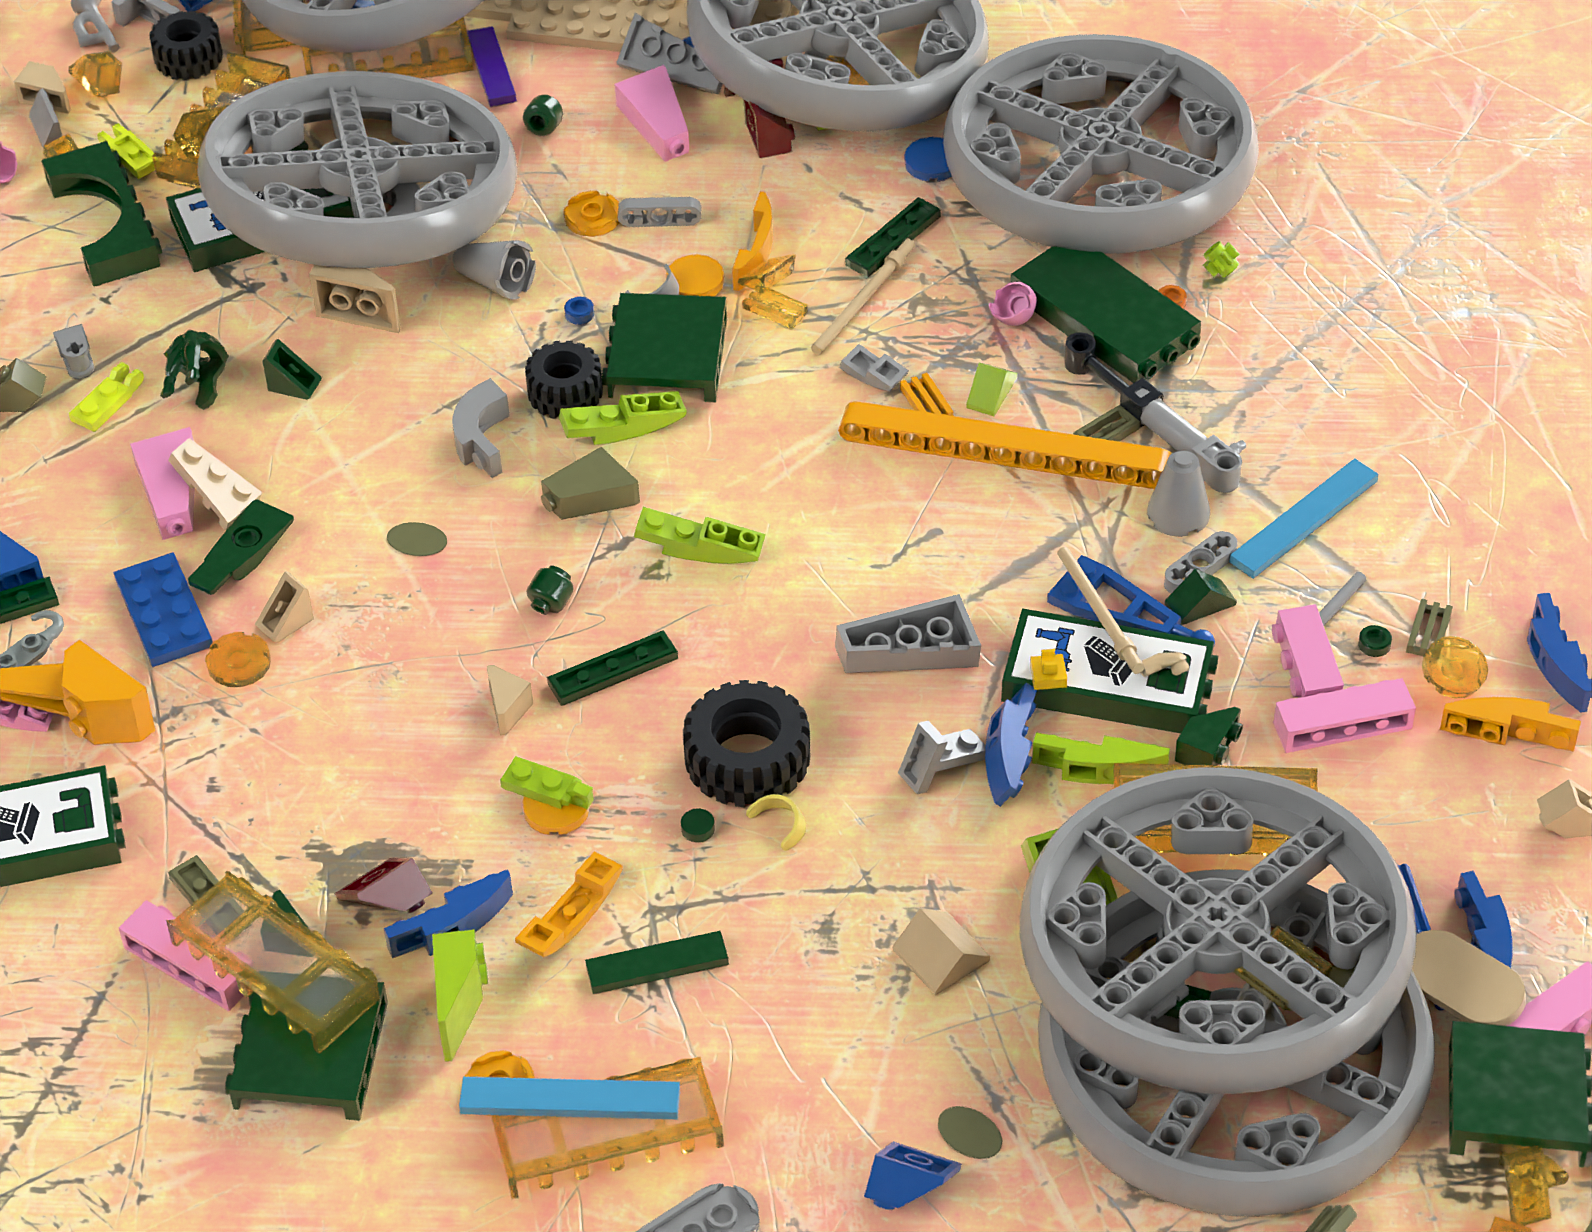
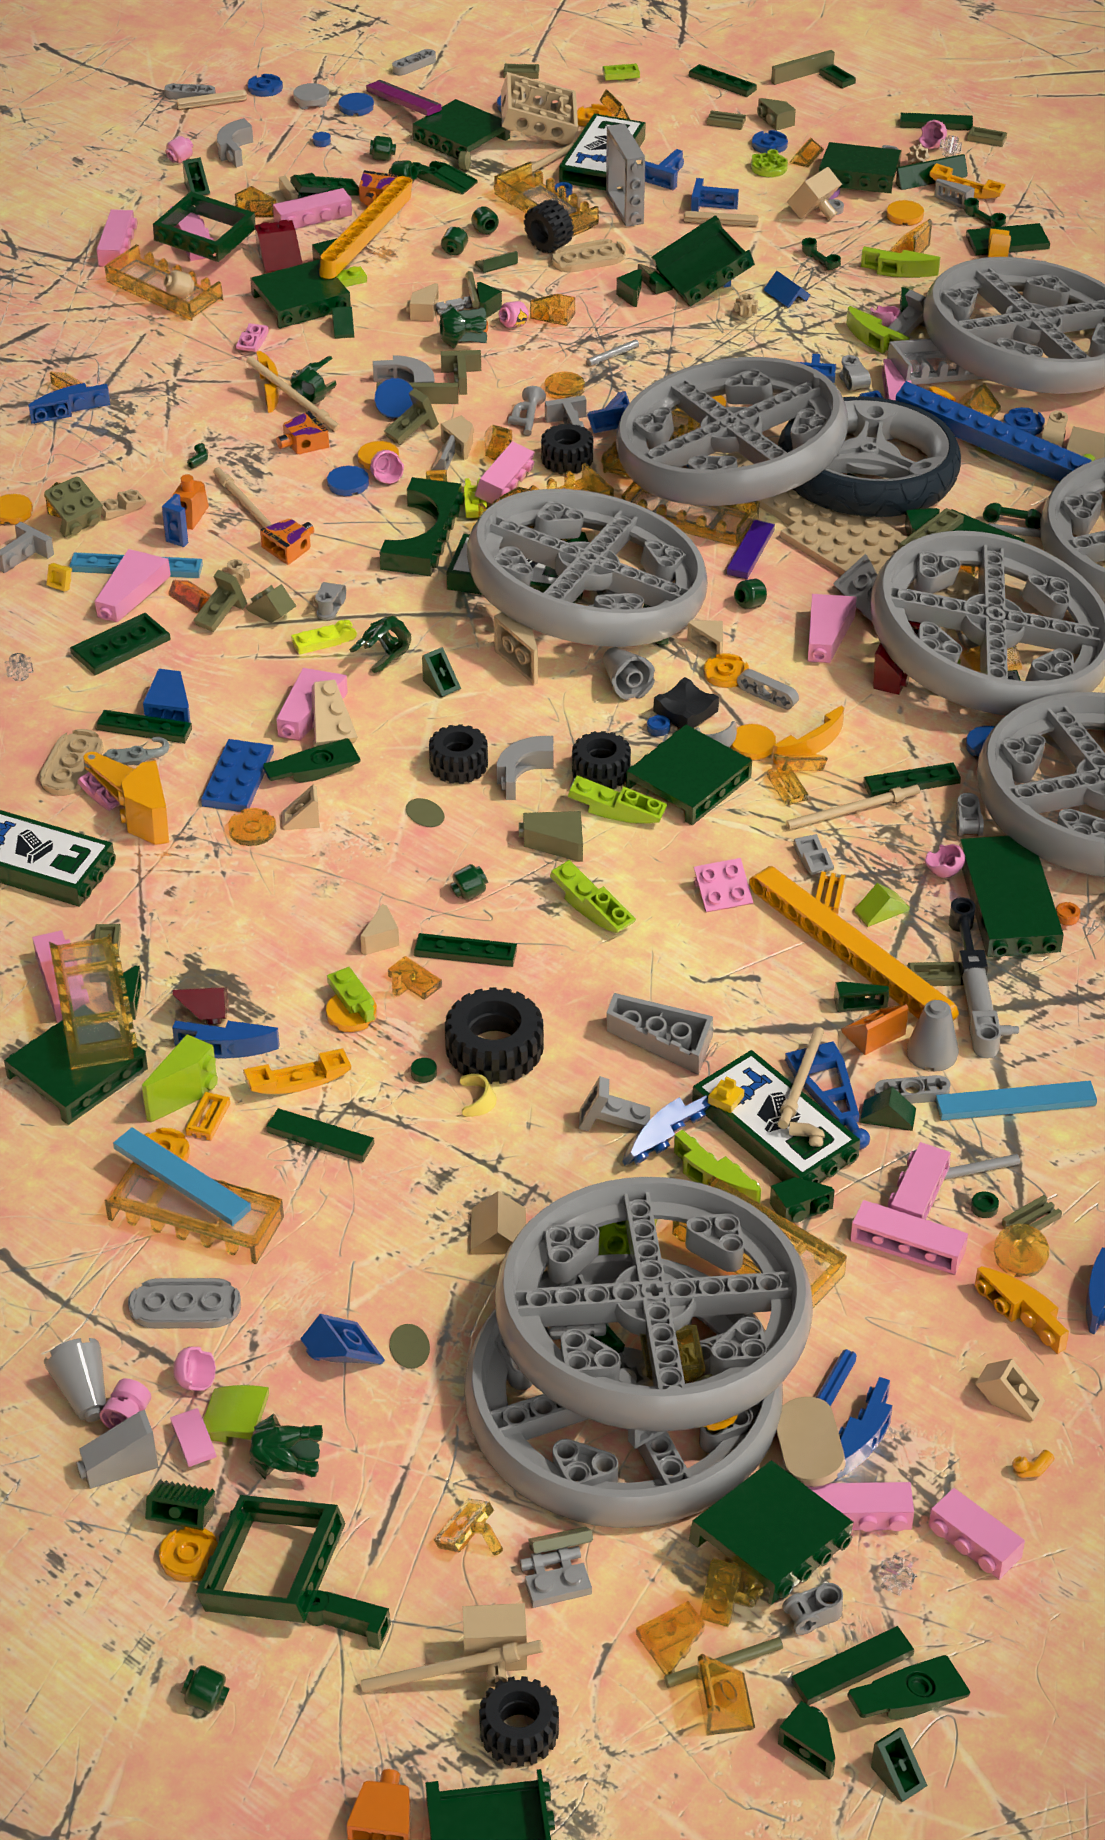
camera: 35 degrees right, 5 degrees down
(145, 106) = (505, 472): none -> bright pink brick
(400, 452) = (458, 754): none -> black tyre
(518, 1037) = (212, 1128): none -> light orange tile
(543, 185) = (706, 635): none -> tan slope
(588, 731) = (413, 977): none -> clear yellow plate
(592, 272) = (686, 704): none -> black brick
(816, 449) = (723, 885): none -> bright pink hinge
(989, 245) = (969, 815): none -> light grey piece
(1062, 494) = (851, 996): none -> dark green slope
(1108, 515) = (878, 1028): none -> orange slope

